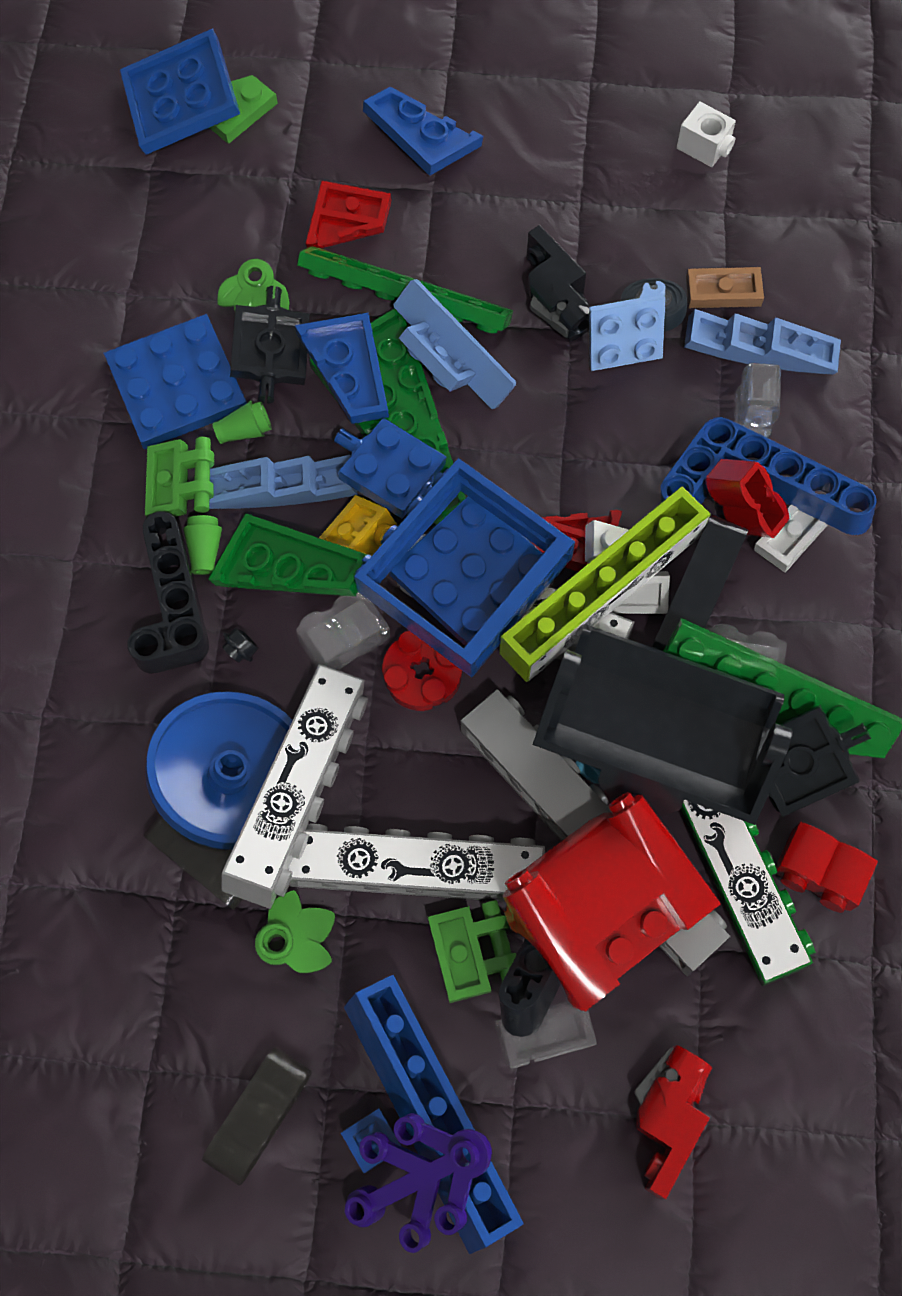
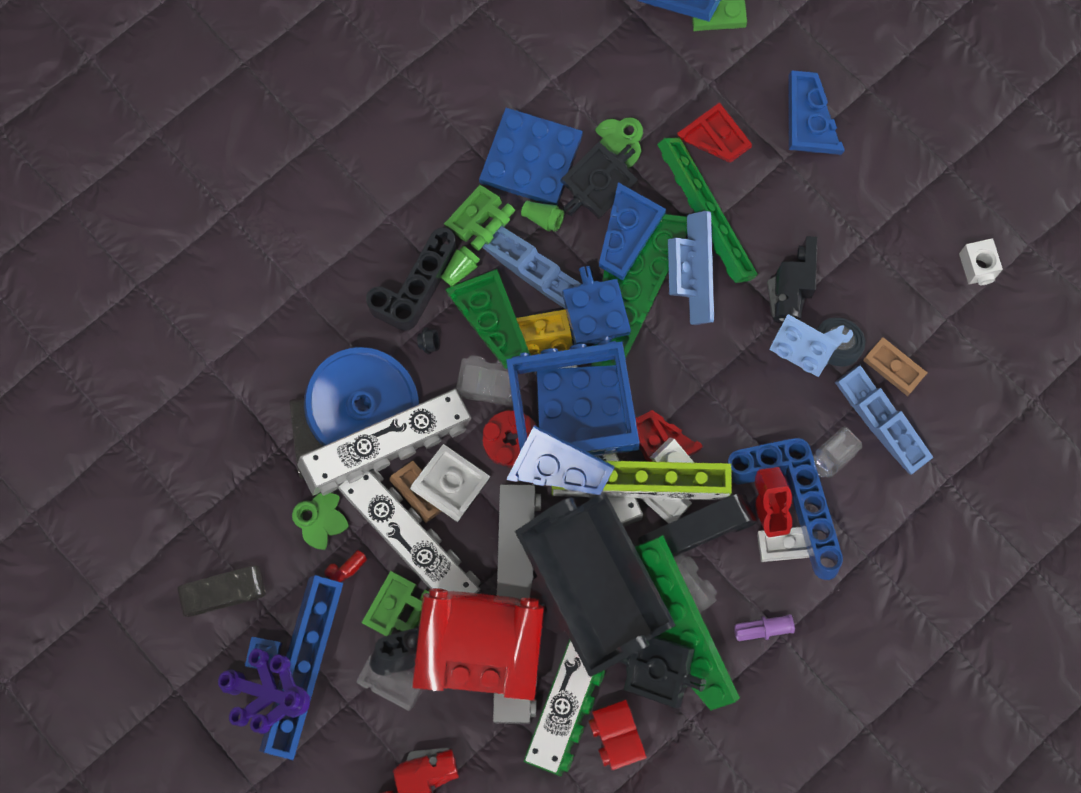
camera: 45 degrees right, 5 degrees up
(377, 959) = (348, 569): none -> red arm
(378, 806) = (403, 481): none -> medium nougat plate
(404, 767) = (450, 482): none -> white plate
(513, 631) = (559, 464): none -> wing
(853, 631) = (764, 628): none -> medium lavender axle

